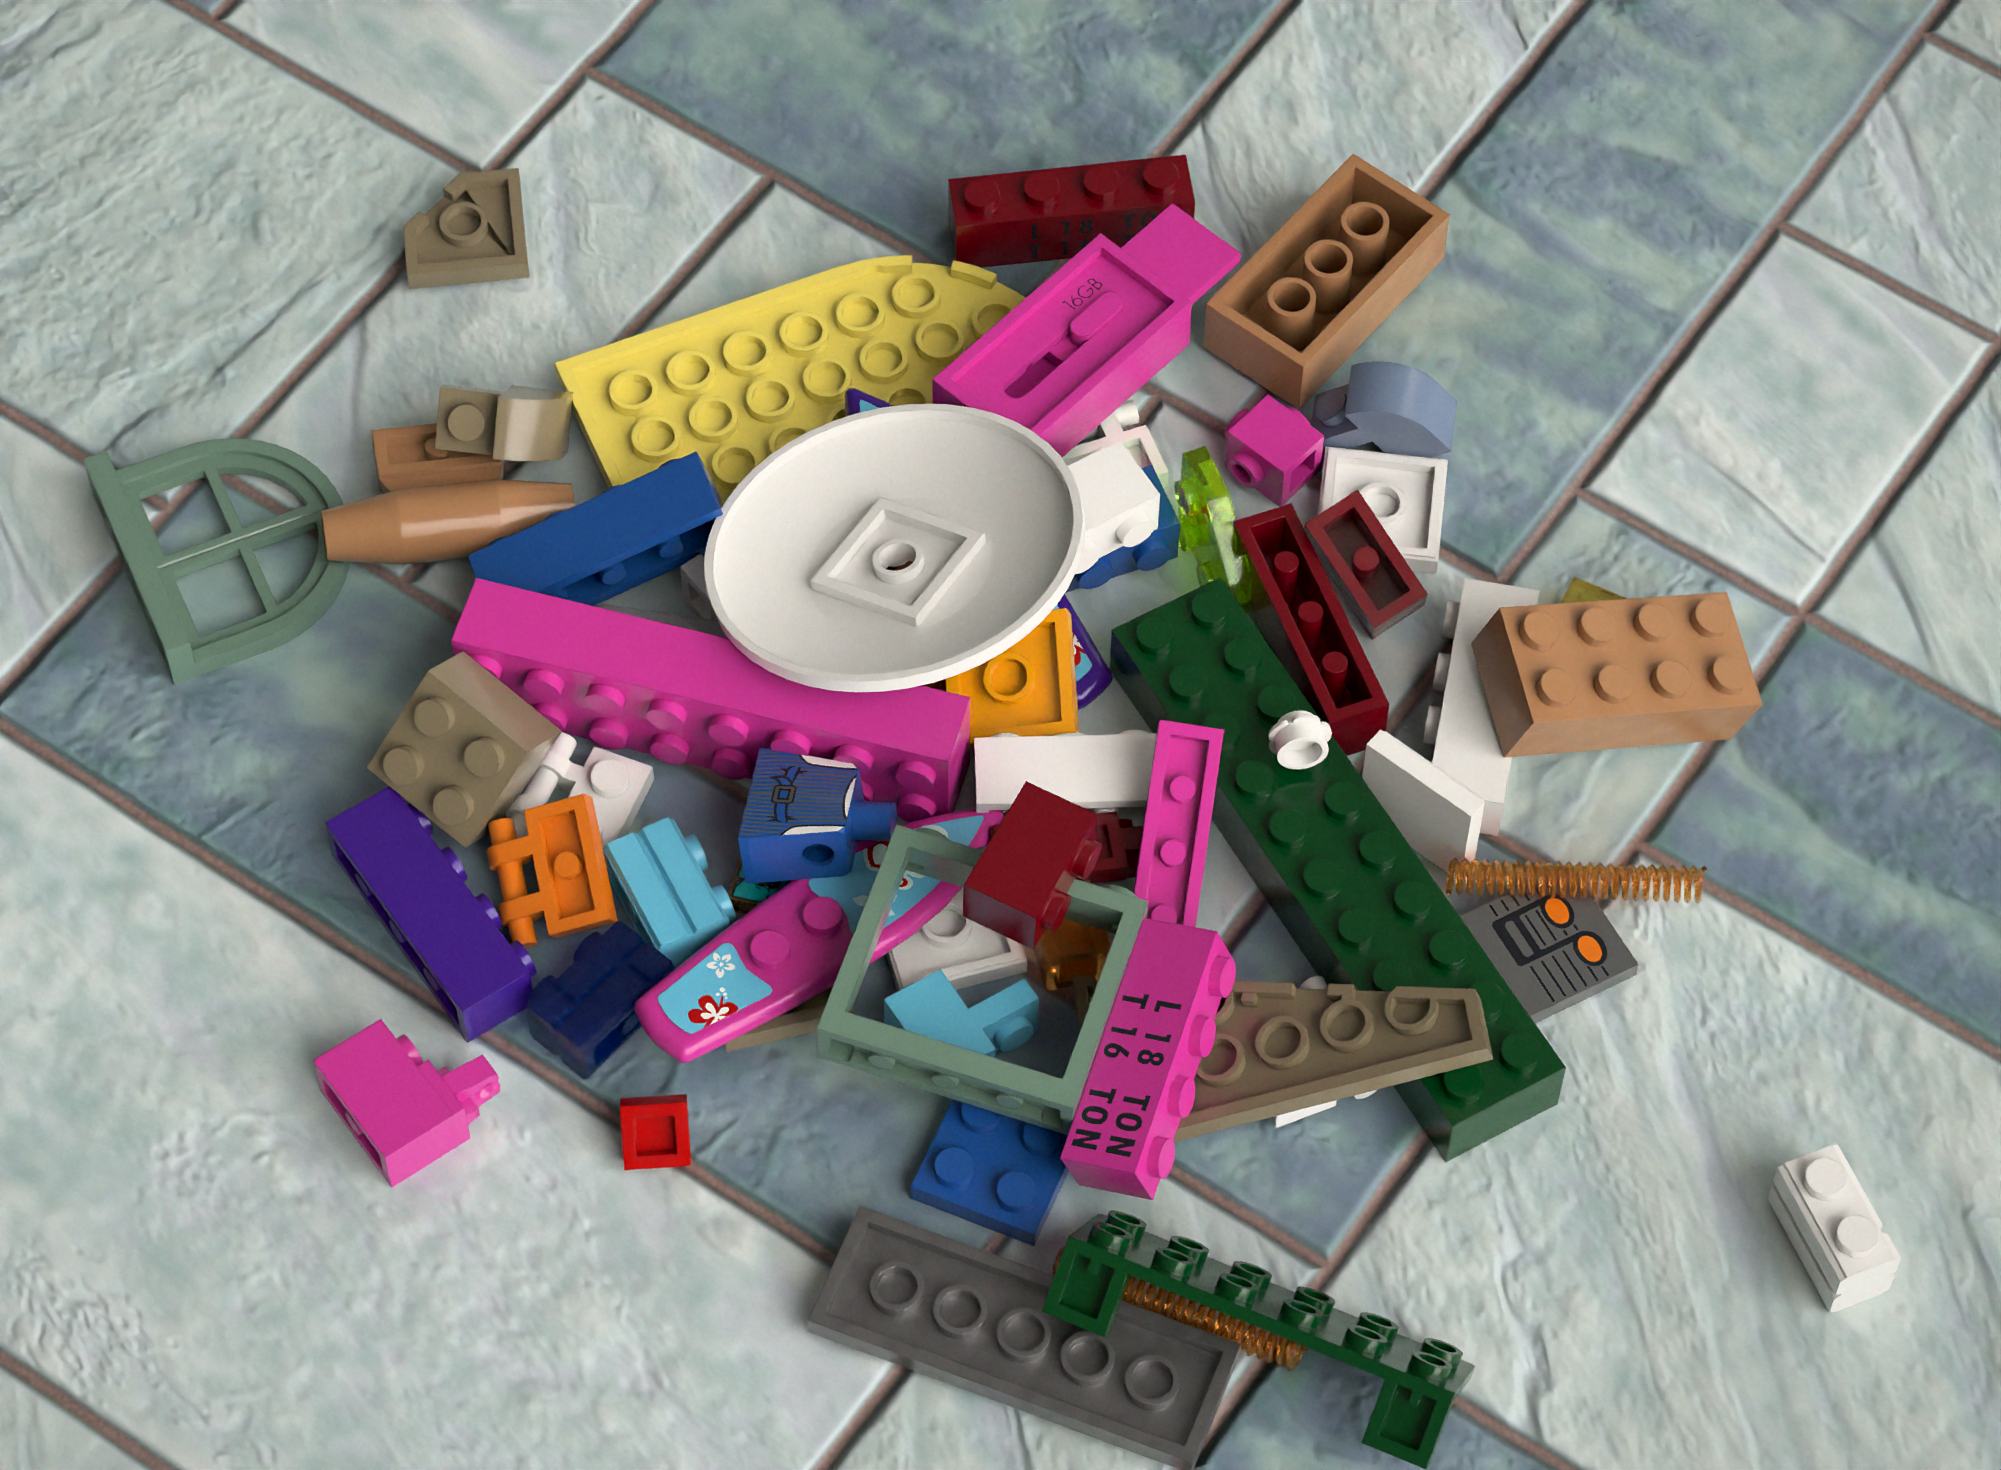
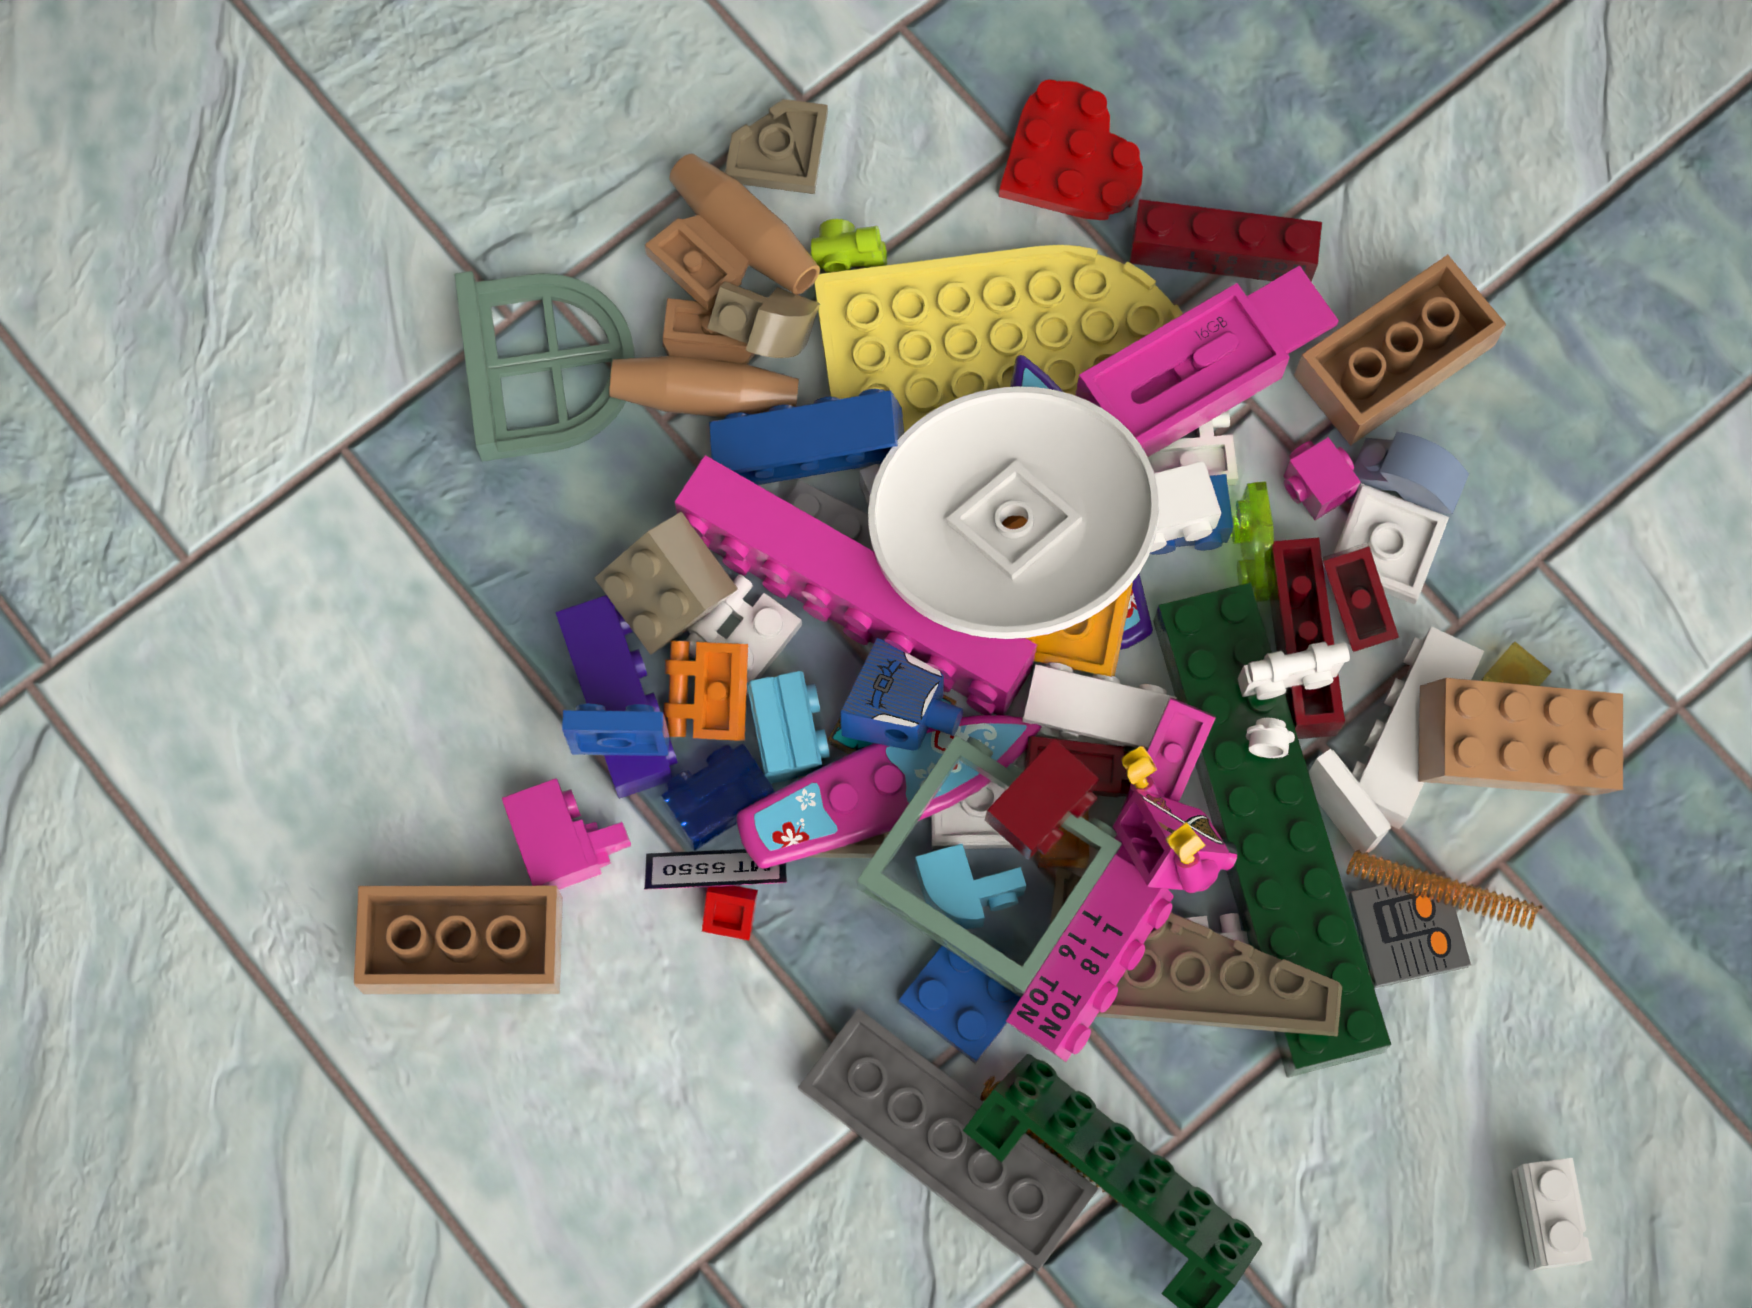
camera: 15 degrees right, 15 degrees up
(300, 1249) = (458, 940): none -> medium nougat brick
(428, 340) = (726, 237): none -> medium nougat plate
(450, 926) = (627, 732): none -> blue plate
(586, 323) = (842, 247): none -> lime plate
(618, 1087) = (708, 870): none -> sticker
(843, 165) = (1068, 156): none -> red plate
(1206, 883) = (1168, 839): none -> dark pink torso
(1304, 646) = (1278, 671): none -> white plate

